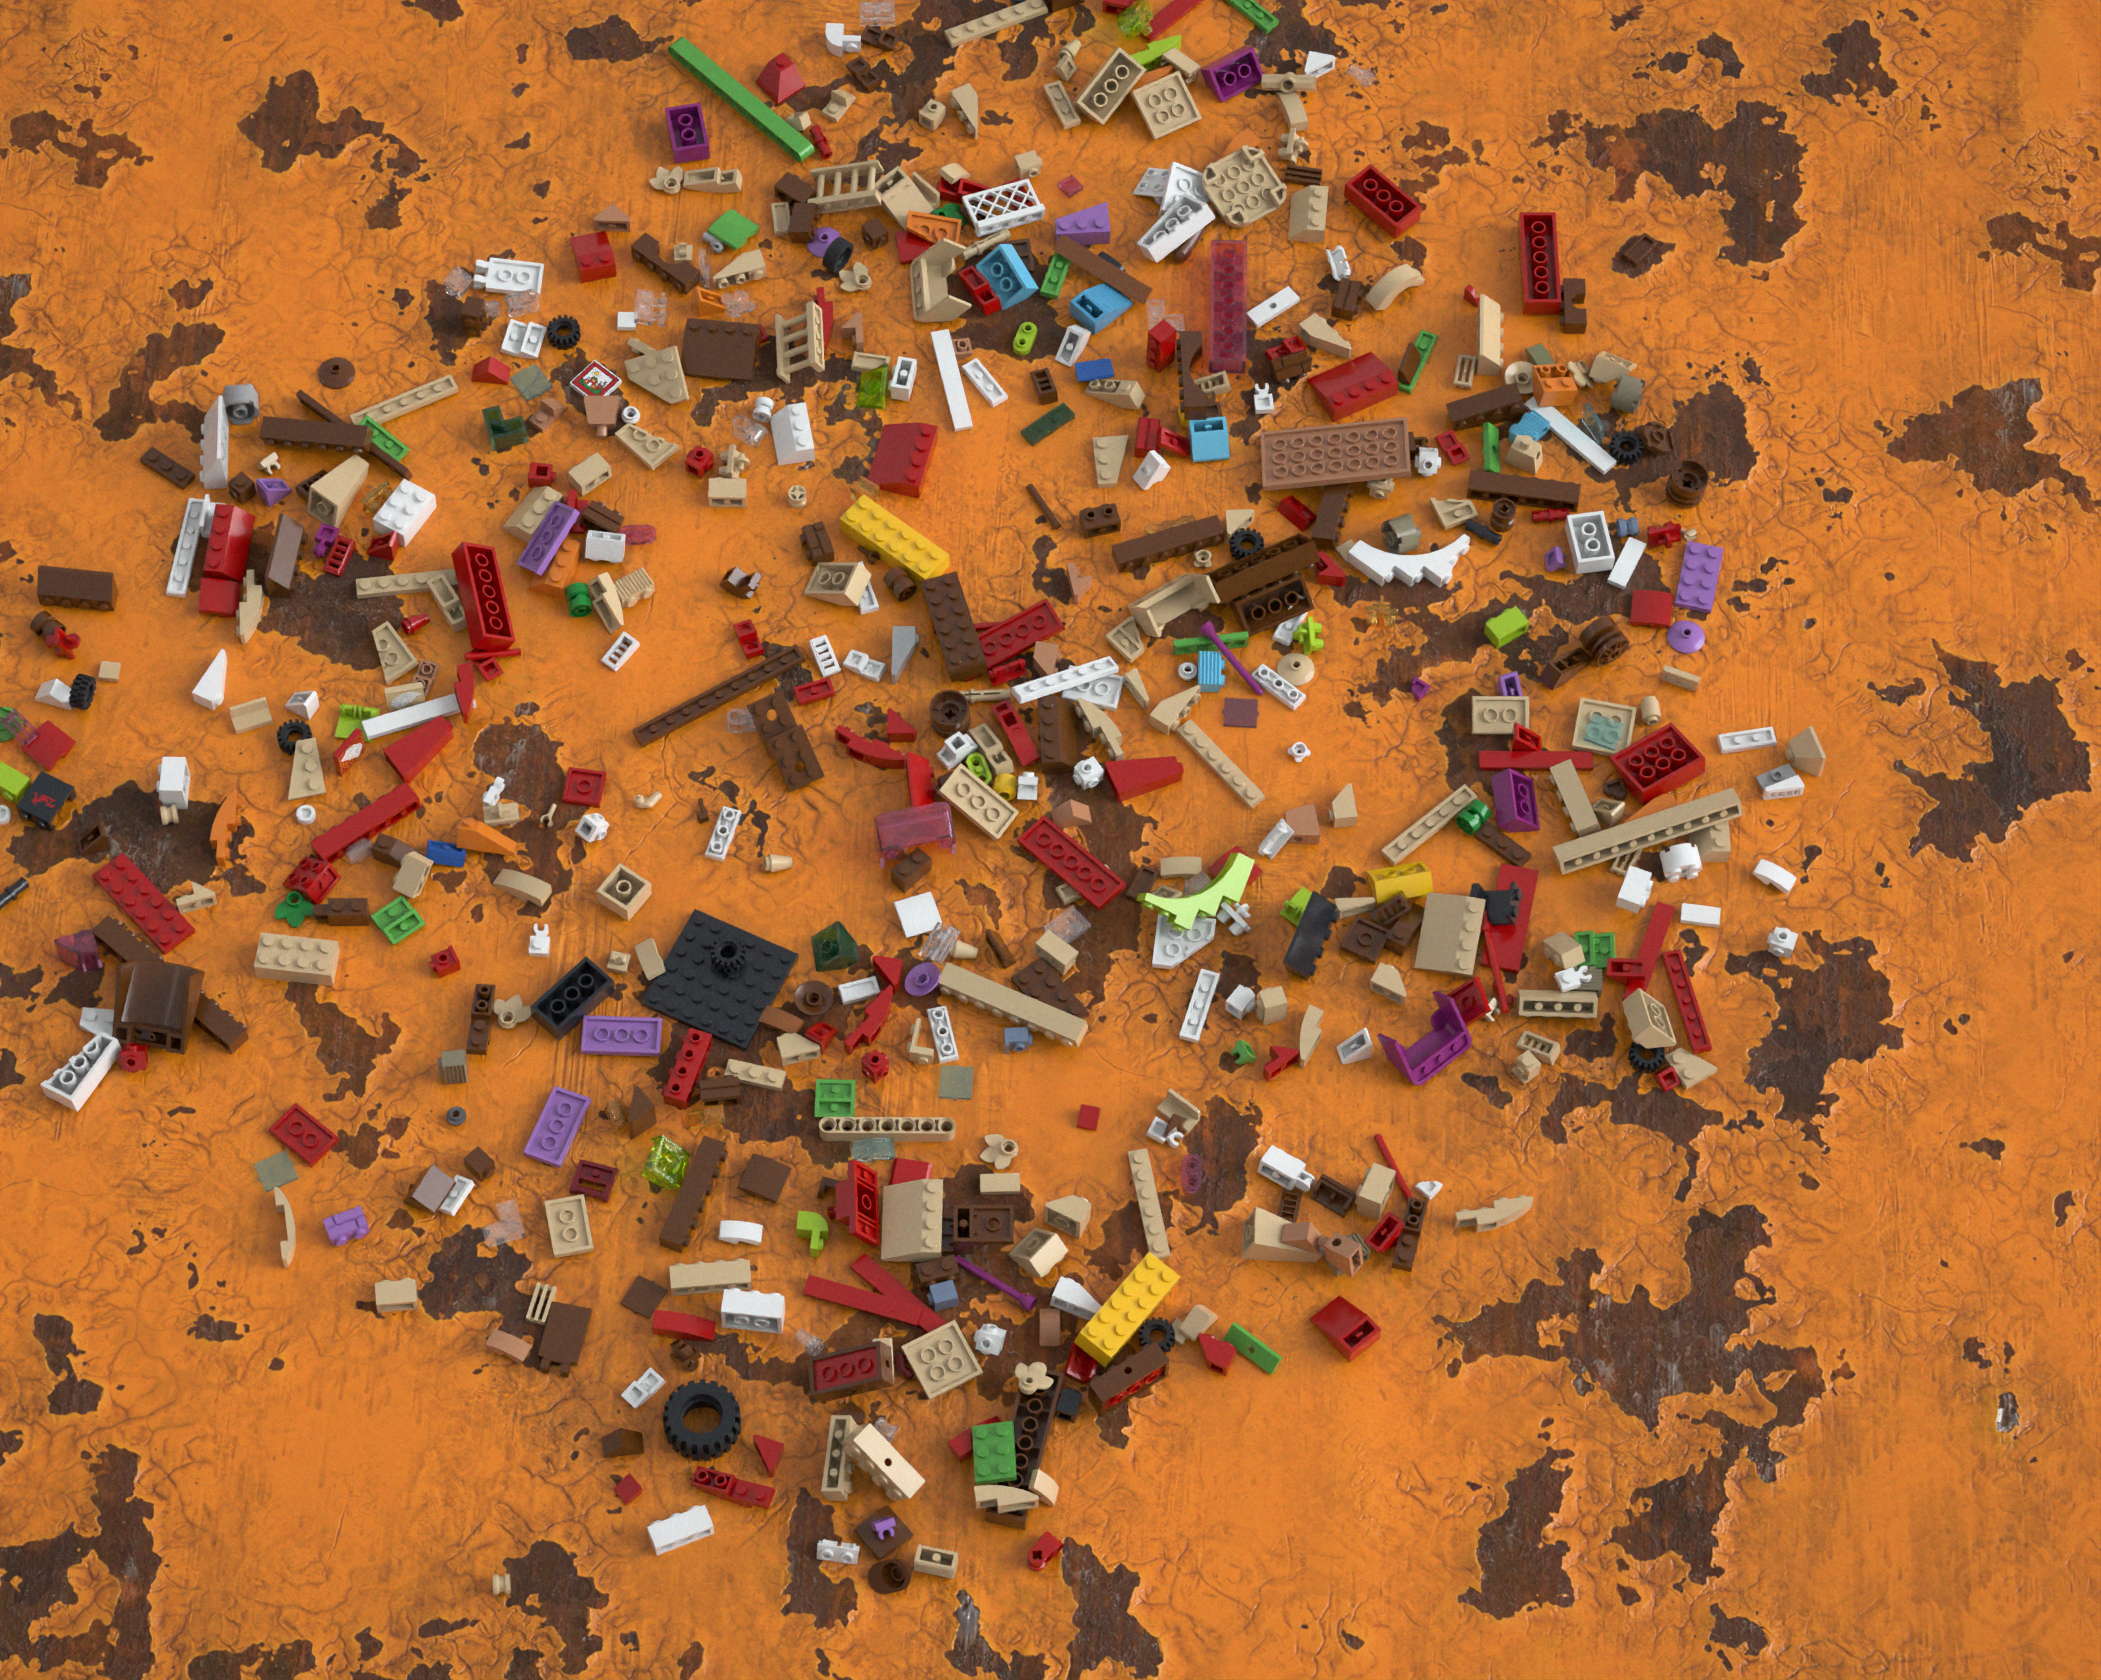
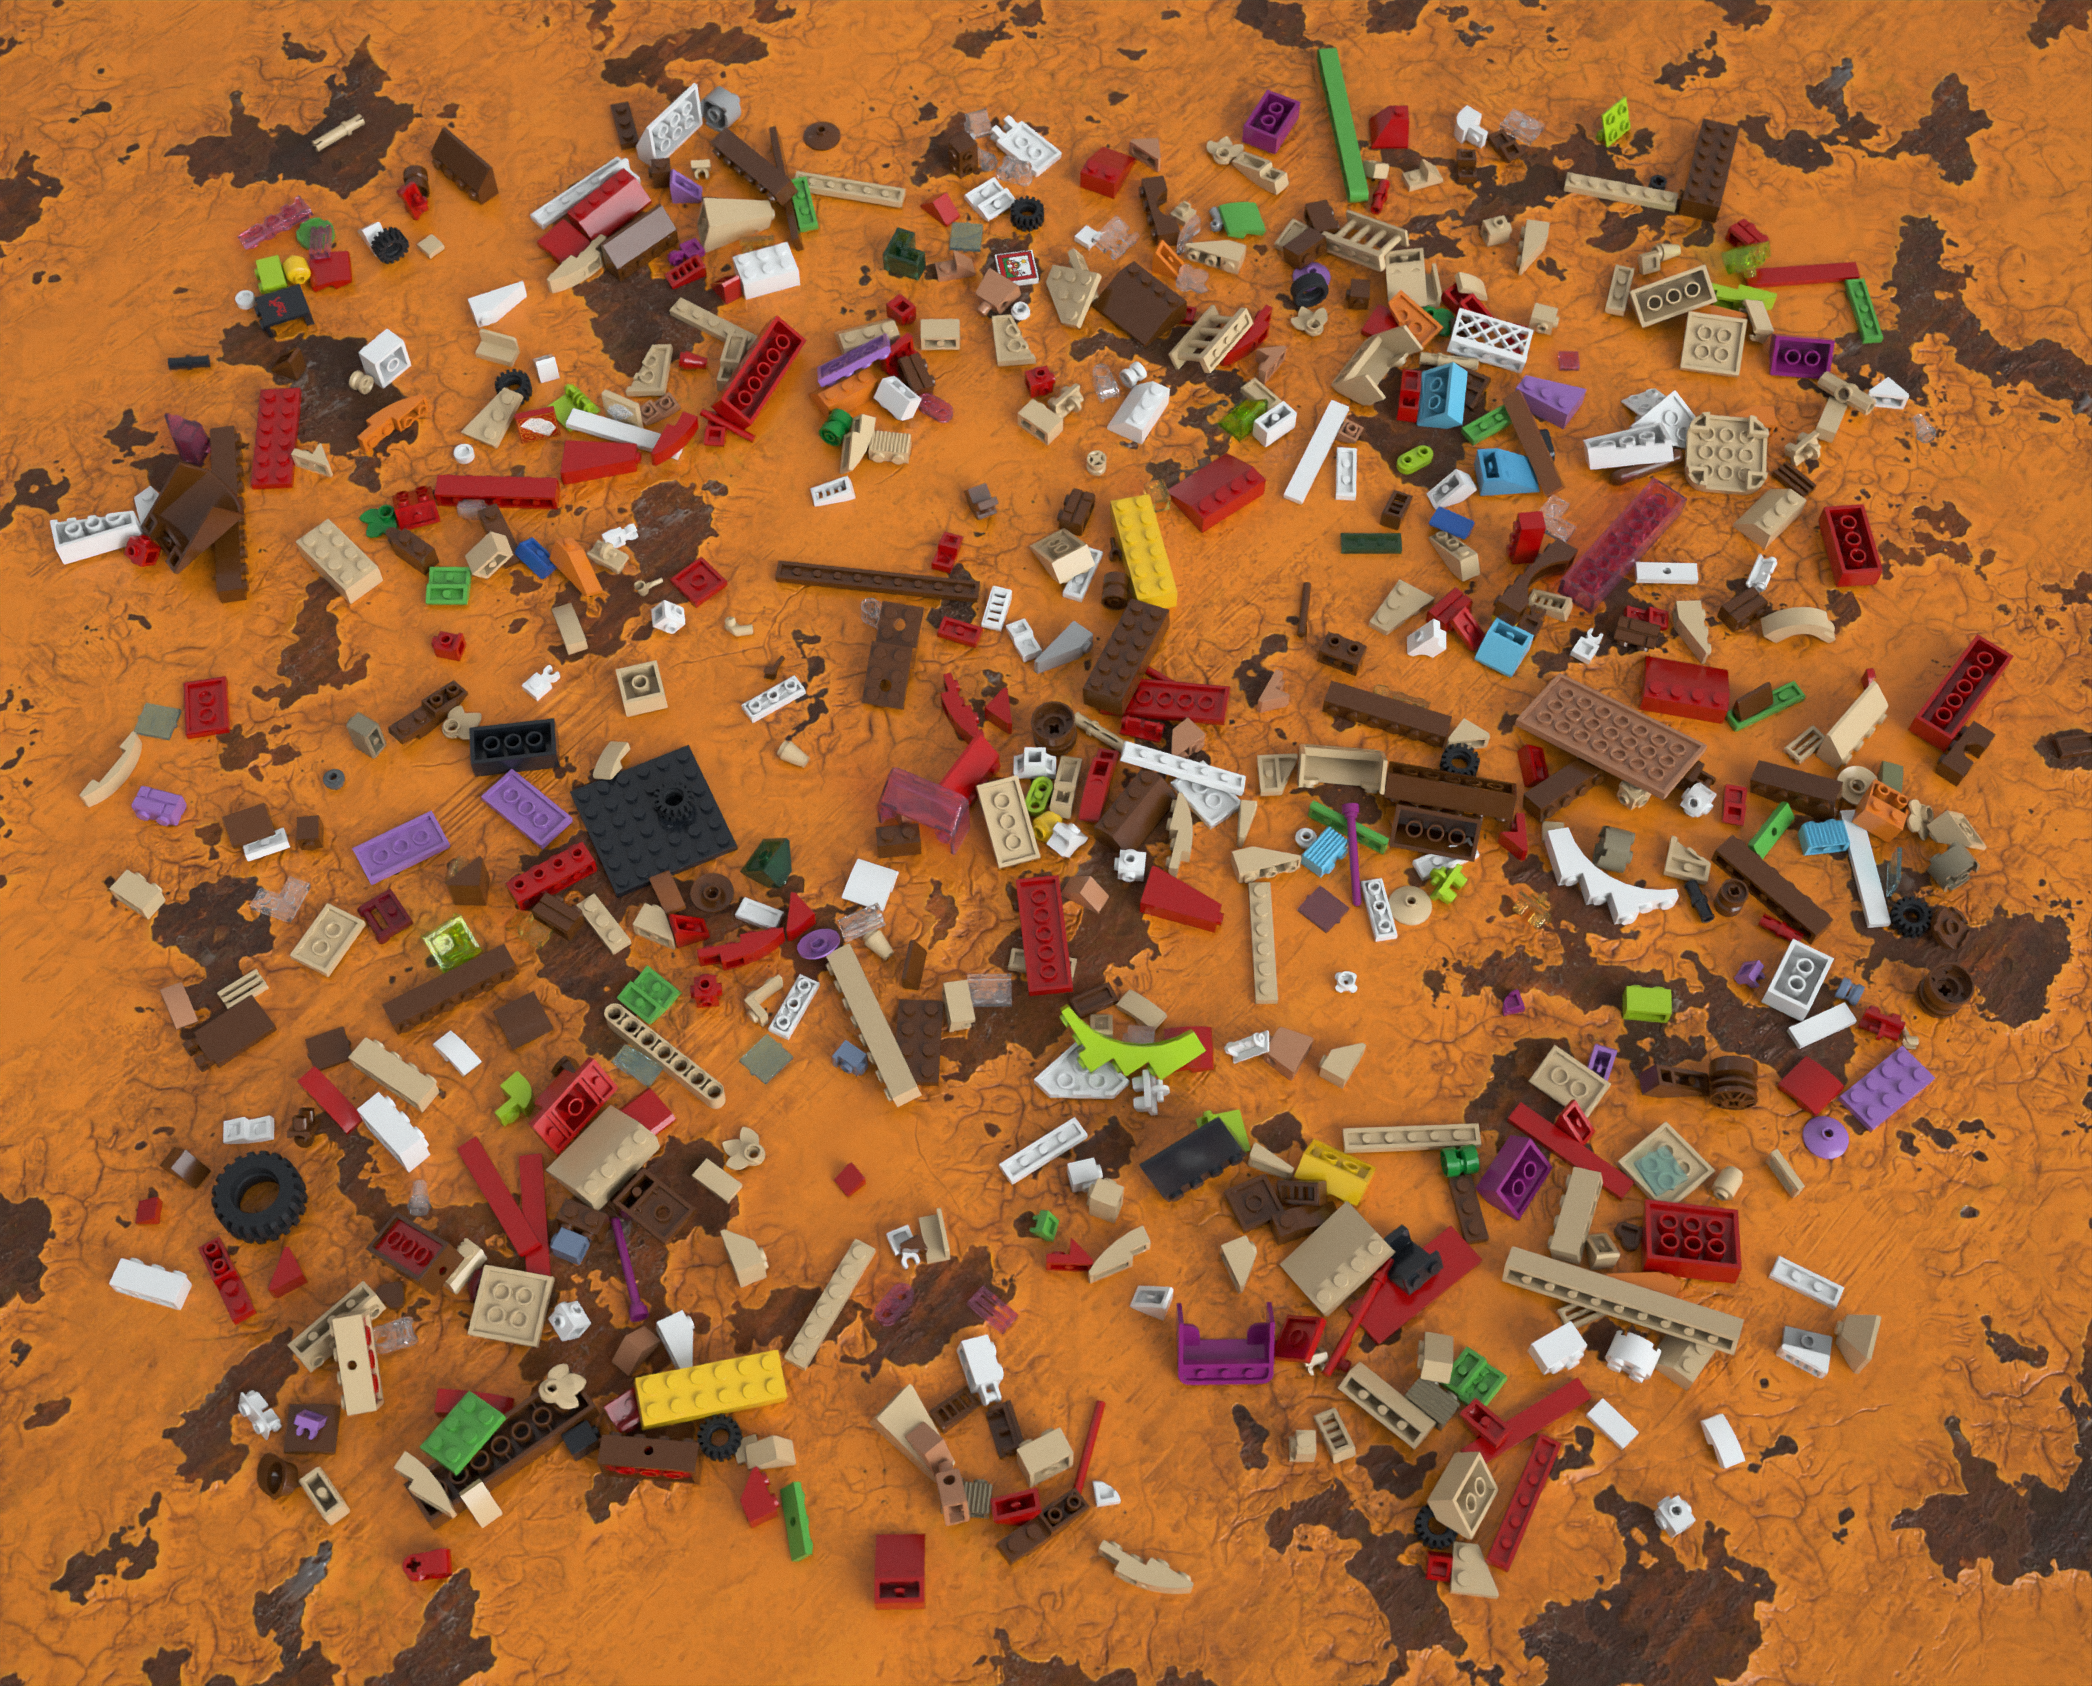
camera: 40 degrees right, 0 degrees up
(23, 762) = (296, 269): none -> yellow head
(618, 962) = (585, 745): tan tile -> none
(1039, 1252) = (689, 1272): tan slope -> none
(1203, 554) = (1412, 745): tan plate -> none
(1257, 1134) = (1007, 1322): none -> clear pink tile
(1525, 454) = (1800, 856): tan torso -> none
(1569, 979) = (1417, 1391): white plate -> none

